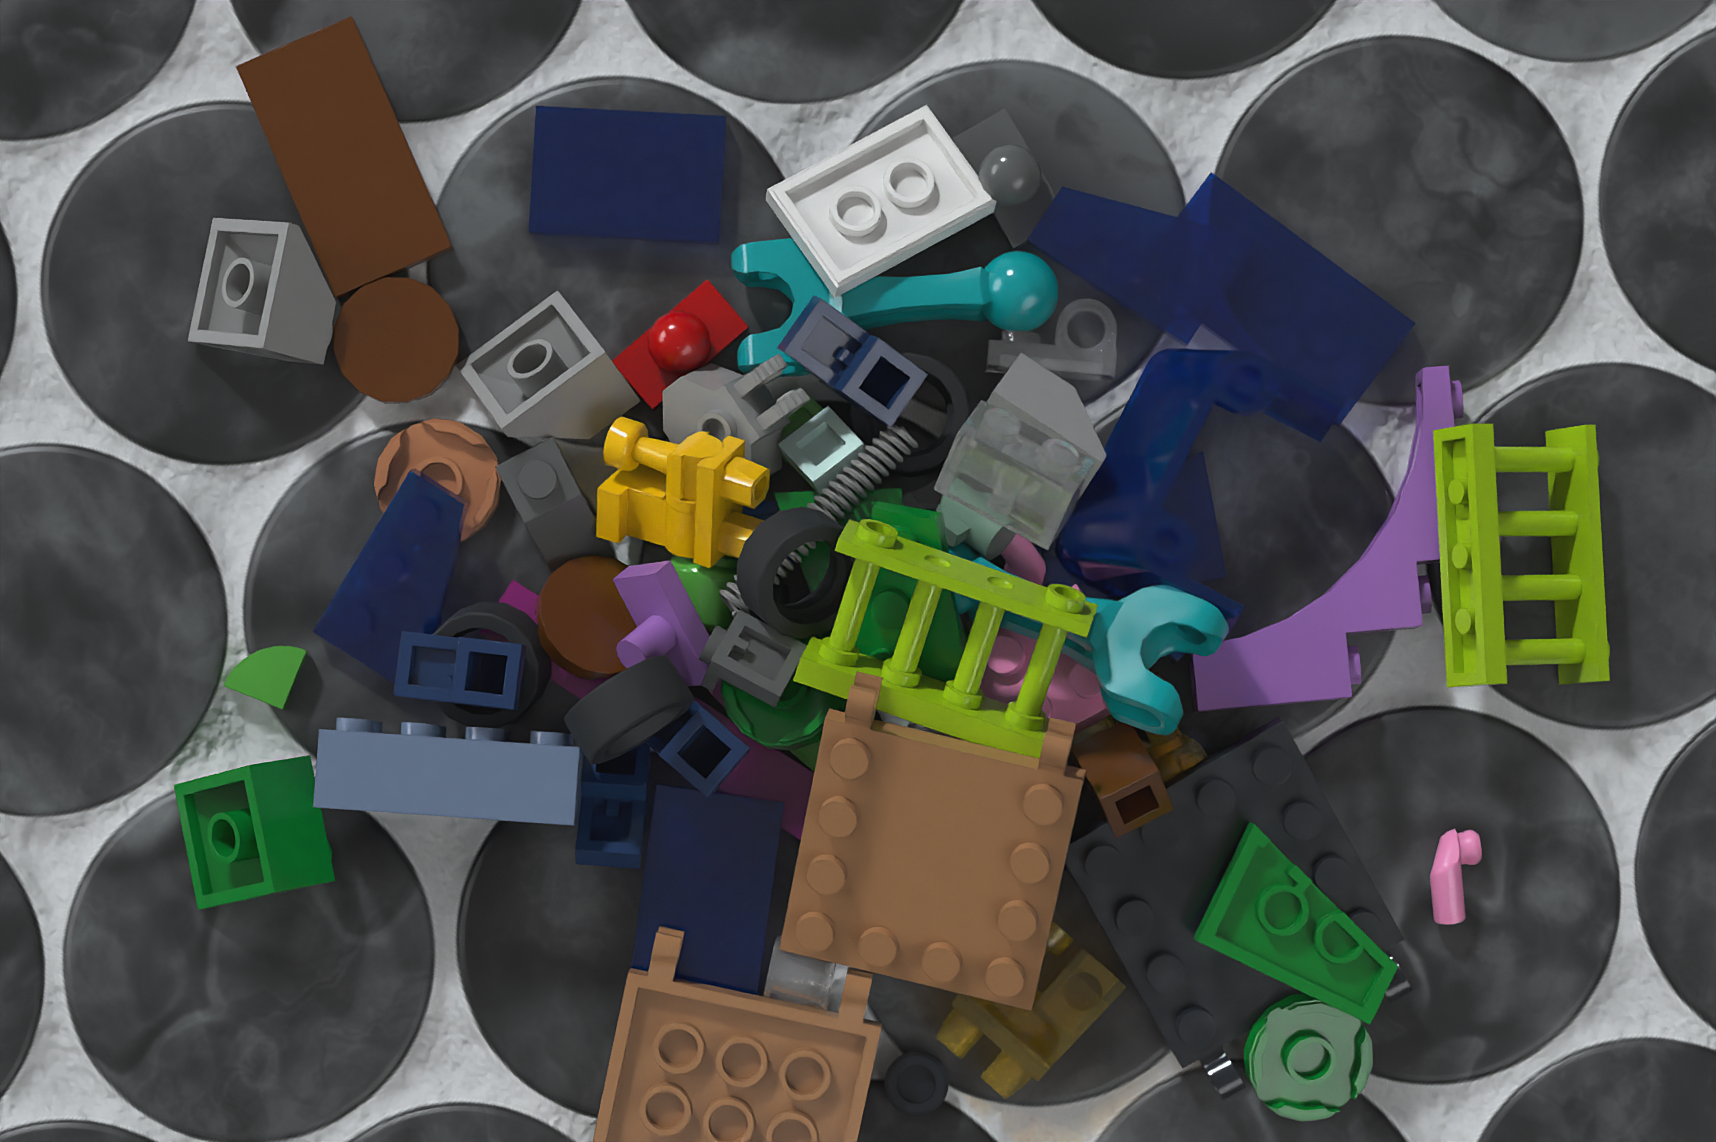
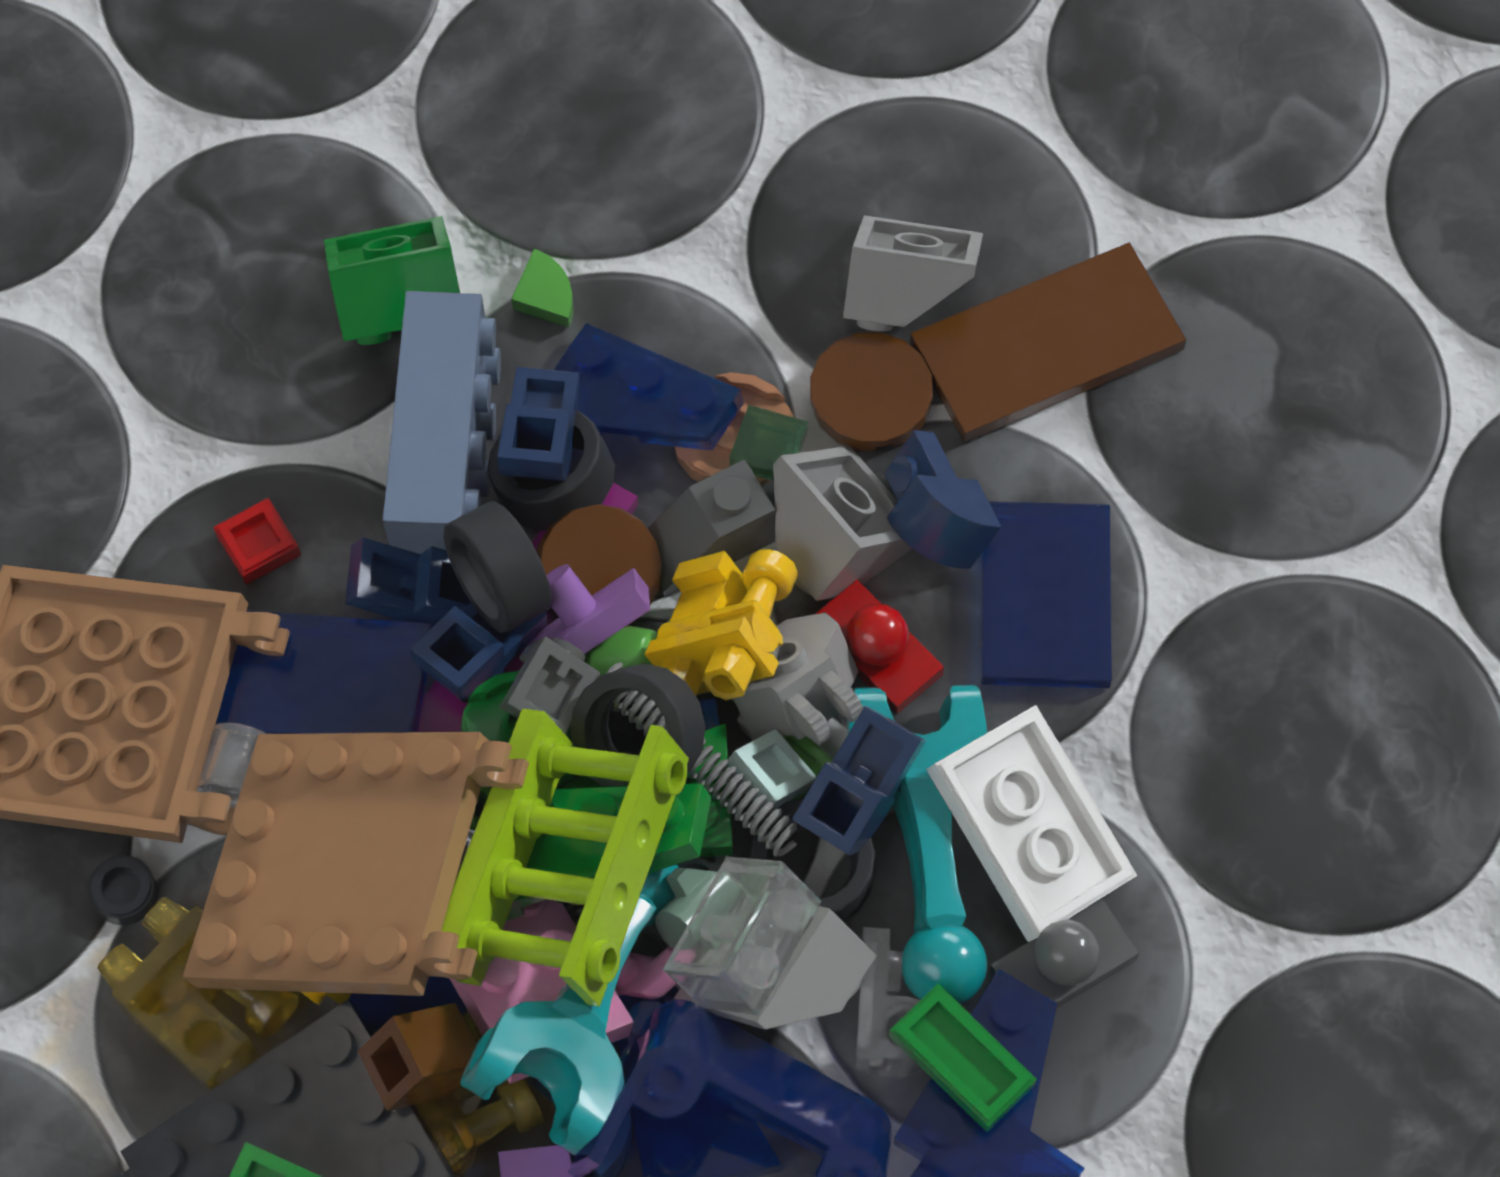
camera: 85 degrees right, 20 degrees down
(464, 444) = (765, 438): none -> clear green tile
(546, 966) = (257, 541): none -> red tile
(549, 276) = (935, 510): none -> dark blue brick
(1120, 276) = (962, 1057): none -> green tile

